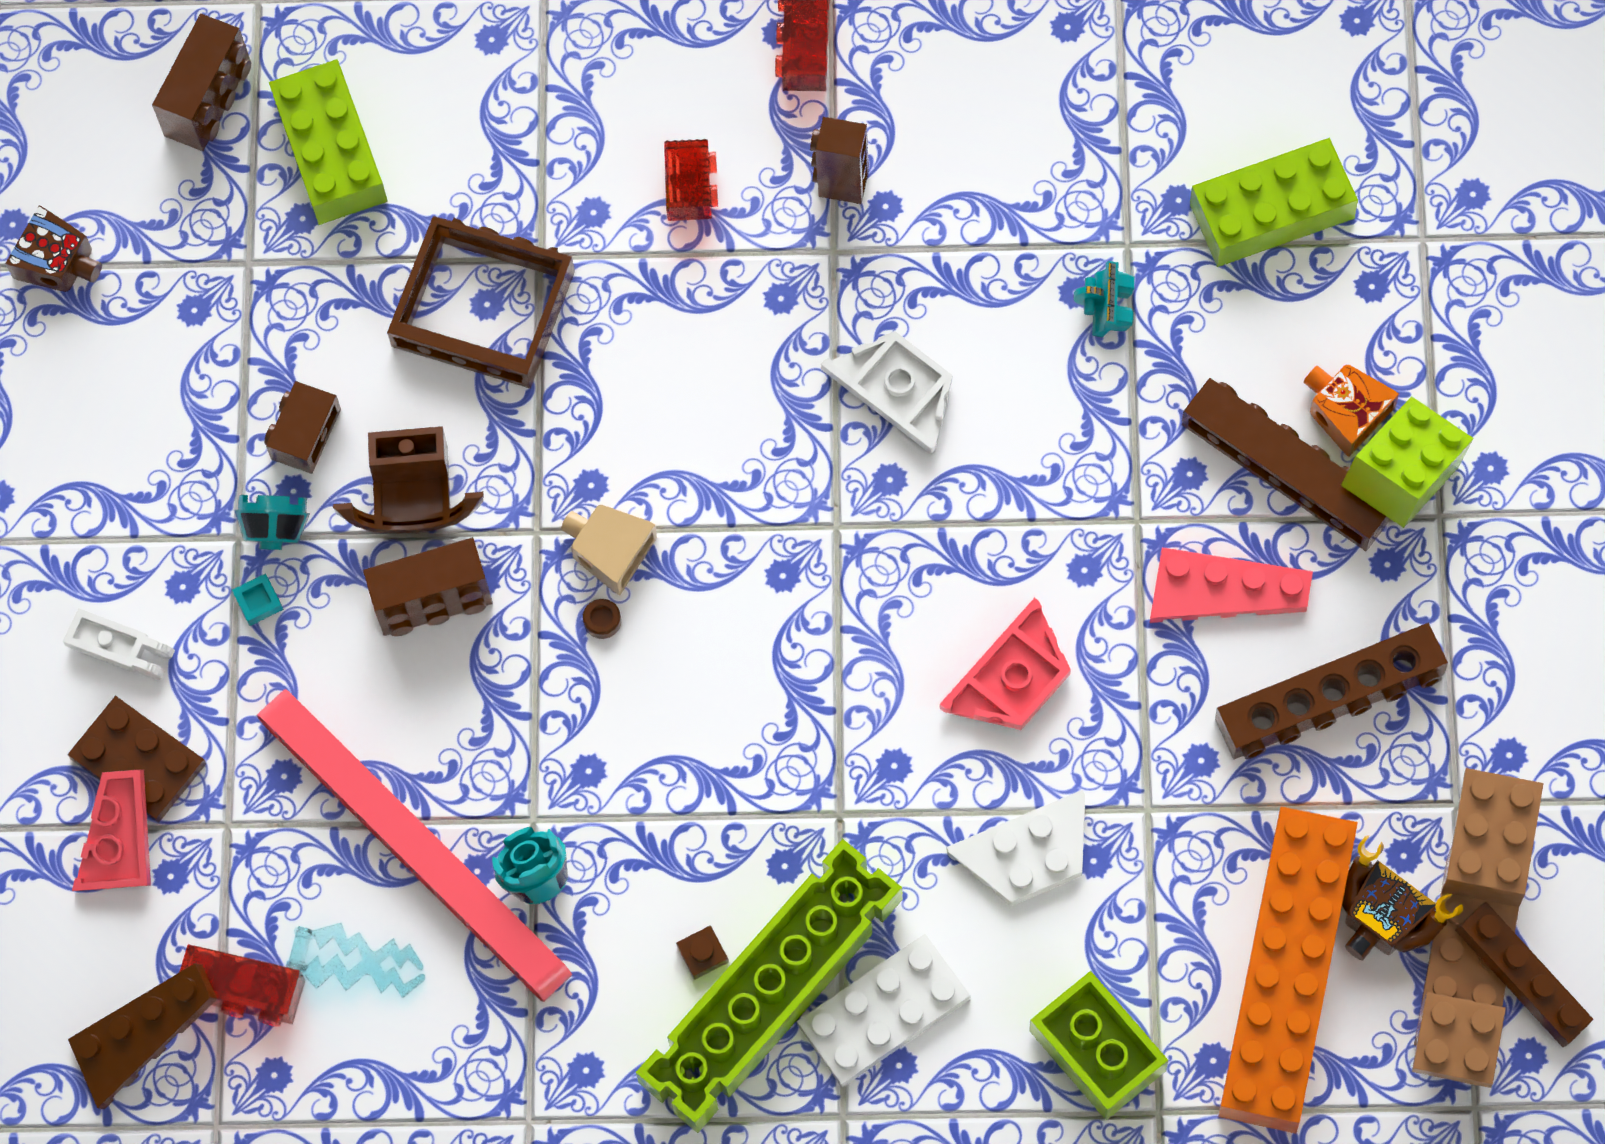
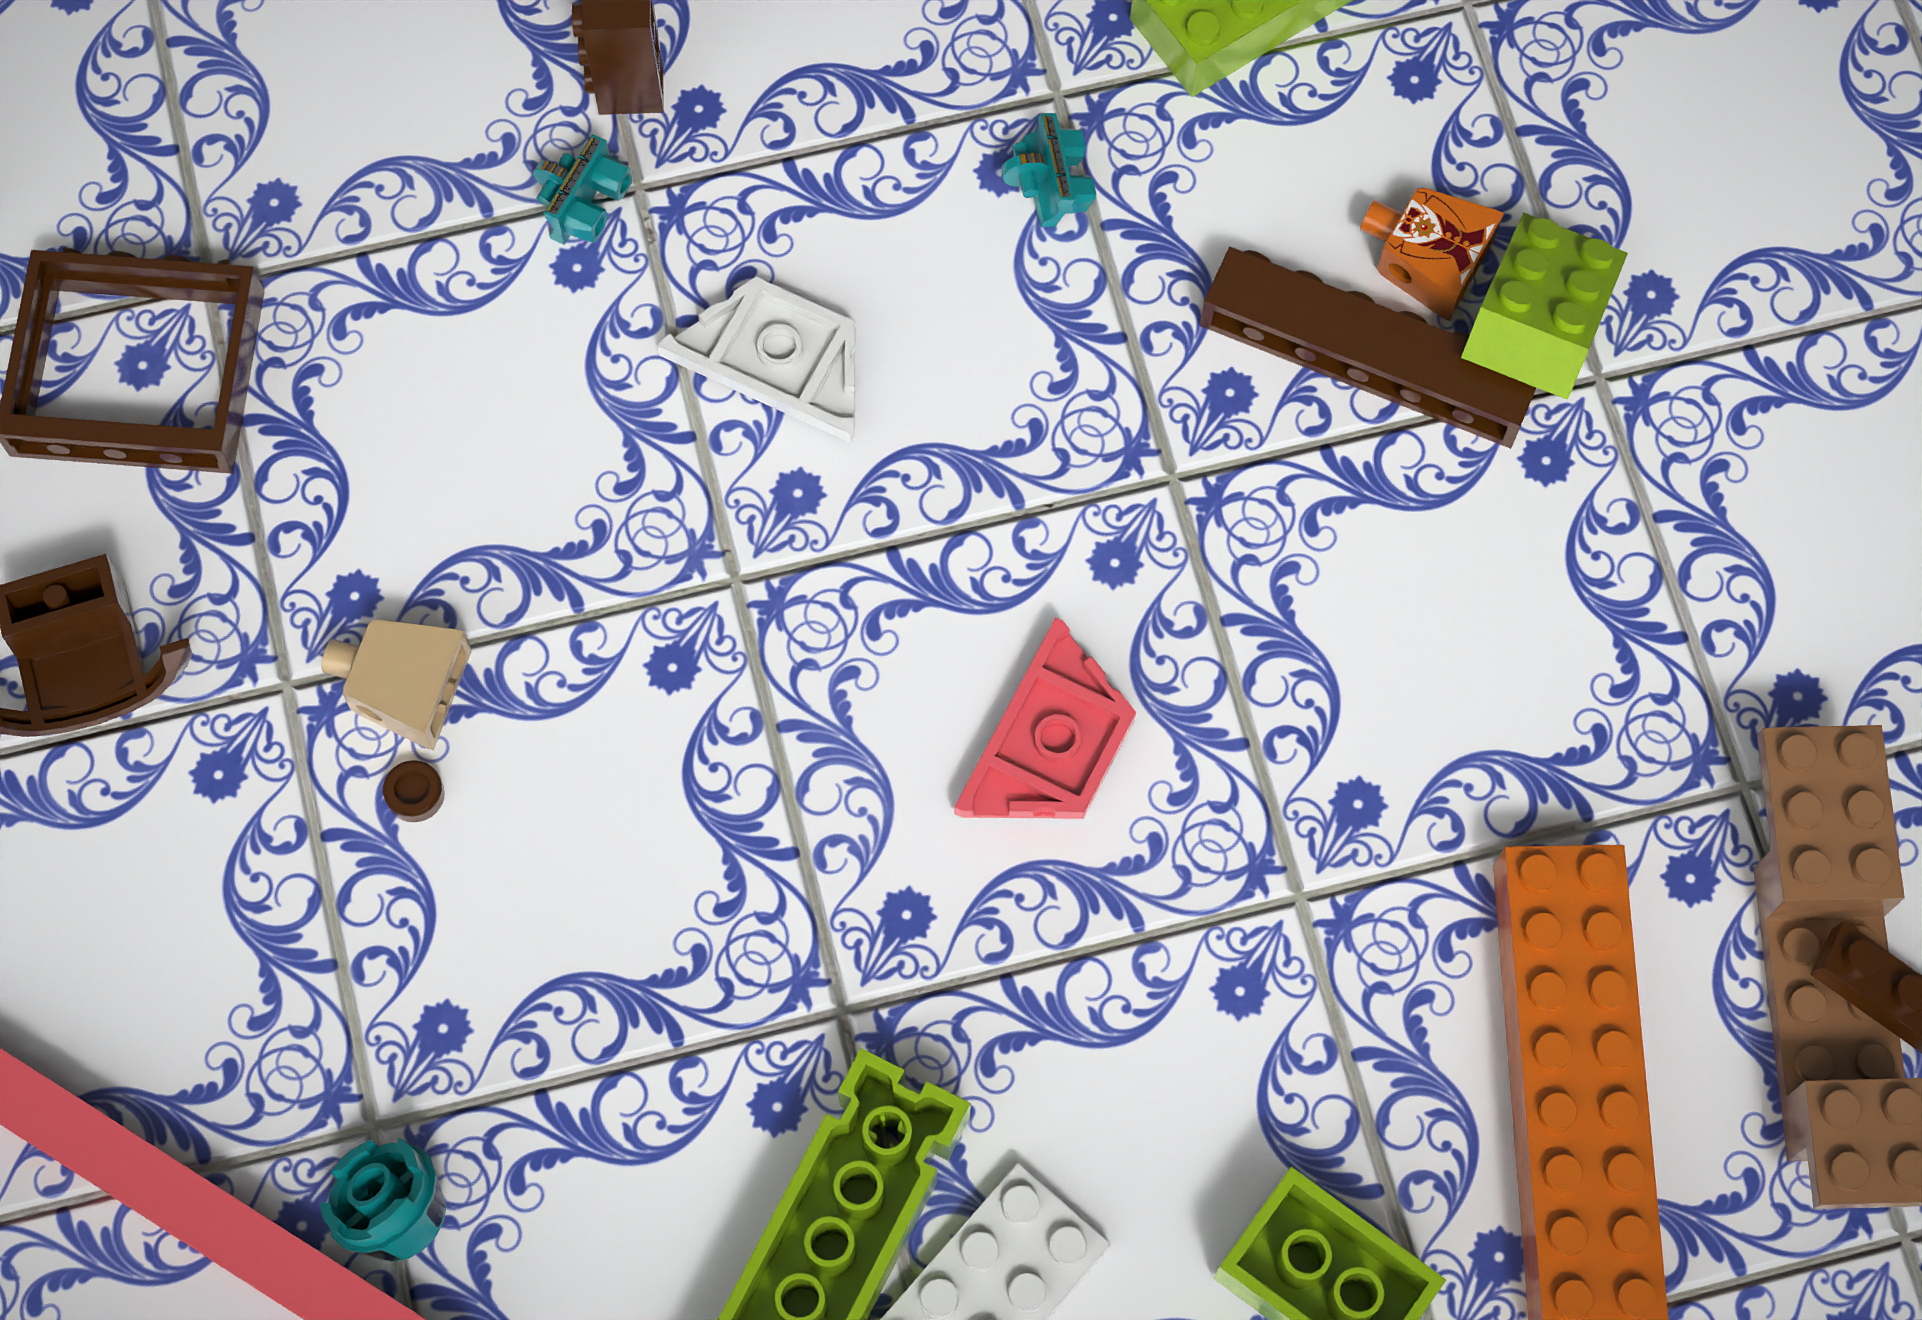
camera: 20 degrees left, 0 degrees up
(428, 587) = (132, 803): reddish brown brick -> none
(689, 179) = (403, 125): clear red brick -> none
(702, 952) = (681, 1273): reddish brown plate -> none
(789, 243) = (572, 186): none -> teal hips
(1028, 851) = (1141, 999): white wing -> none
(1210, 585) = (1310, 544): coral wing -> none
(1388, 909) = (1701, 966): torso -> none
(1415, 646) = (1629, 569): reddish brown brick -> none

